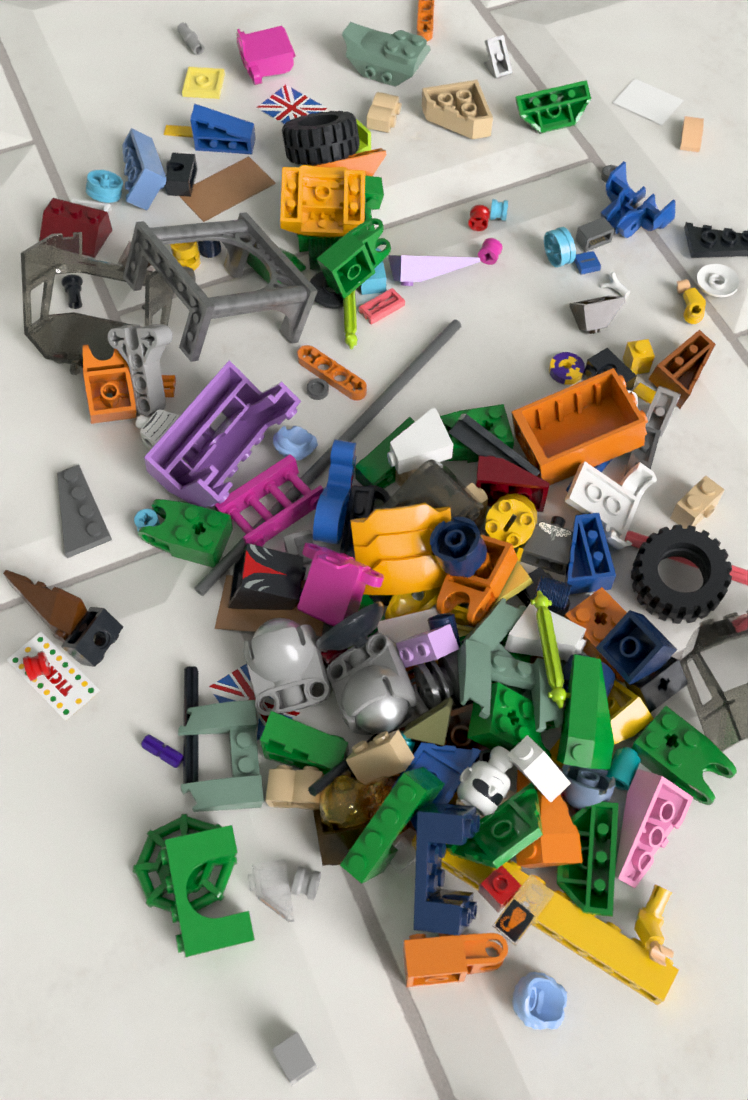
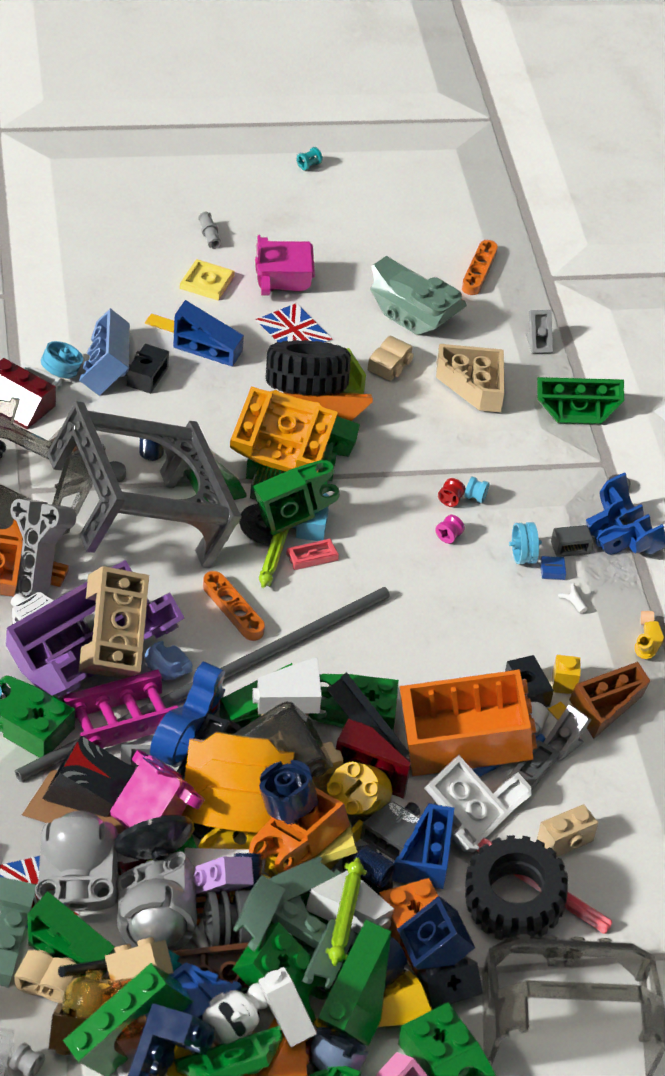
camera: 10 degrees right, 15 degrees down
(186, 254) = (123, 449): yellow wheel -> none
(227, 188) = (193, 395): medium nougat sticker -> none
(246, 447) = (115, 648): none -> tan plate
(317, 389) = (212, 618): dark grey tile -> none
(421, 268) = (365, 526): wedge -> none
(431, 725) = (204, 950): olive slope -> none
(566, 360) = (485, 657): piece -> none
(596, 313) = (538, 619): slope -> none
(624, 767) = (383, 1050): teal brick -> none

